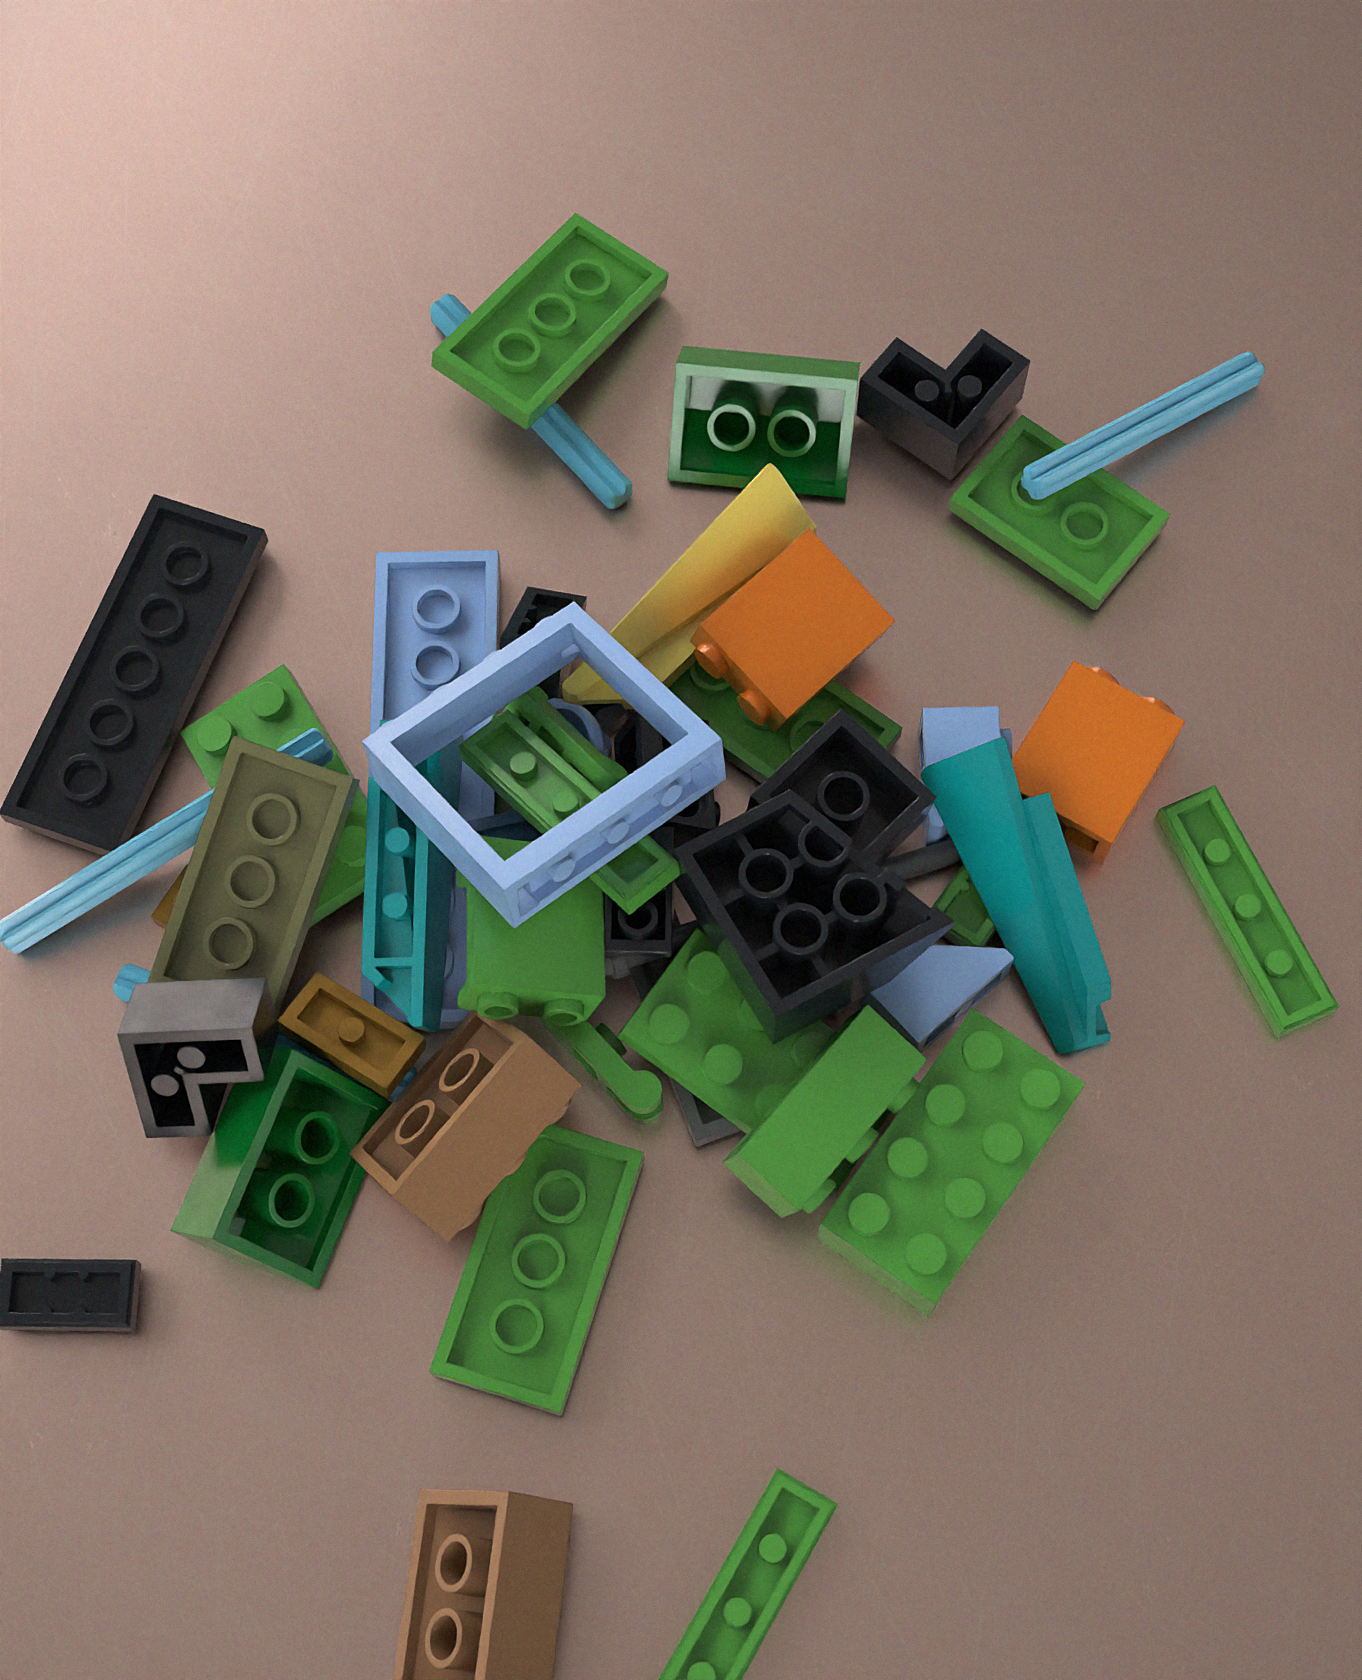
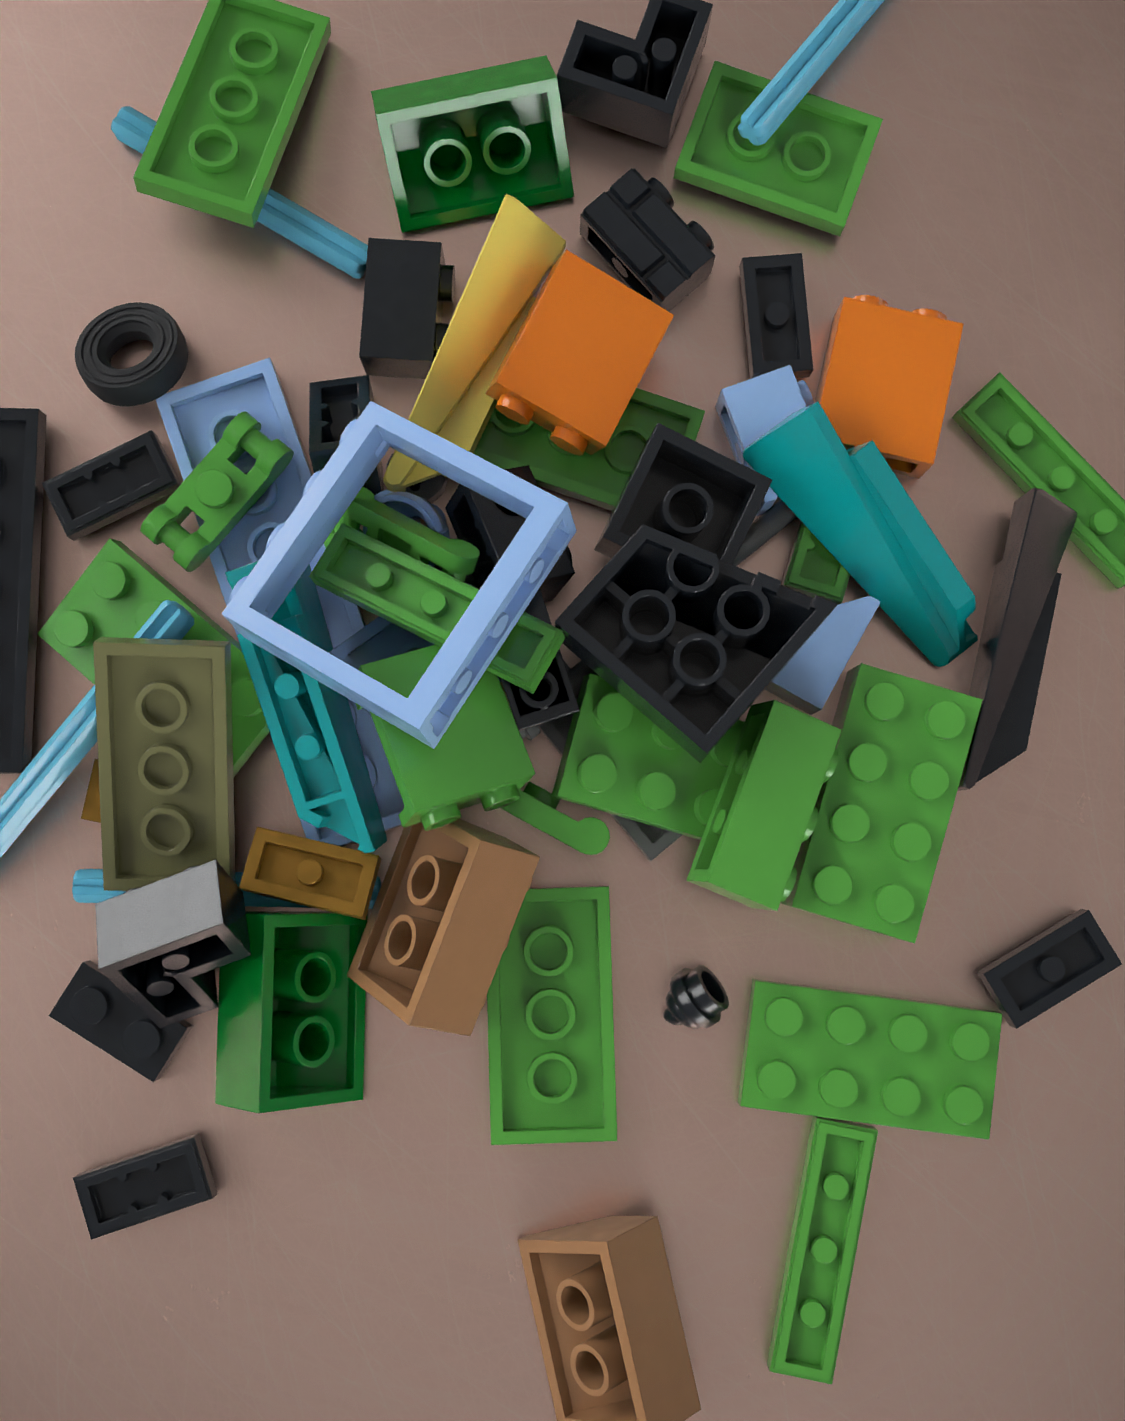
camera: 25 degrees left, 15 degrees up
(108, 1126) = (115, 1024): none -> black plate
(304, 620) = (111, 485): none -> black plate
(369, 533) = (114, 330): none -> black tyre
(401, 653) = (217, 492): none -> bright green plate
(640, 541) = (404, 307): none -> black brick
(692, 1299) = (695, 998): none -> black plate
(856, 1428) = (870, 1059): none -> bright green plate
(900, 557) = (647, 240): none -> black brick
(1006, 660) = (776, 314): none -> black plate
(1077, 1395) = (1049, 968): none -> black plate
(1148, 1047) = (1016, 632): none -> black wedge

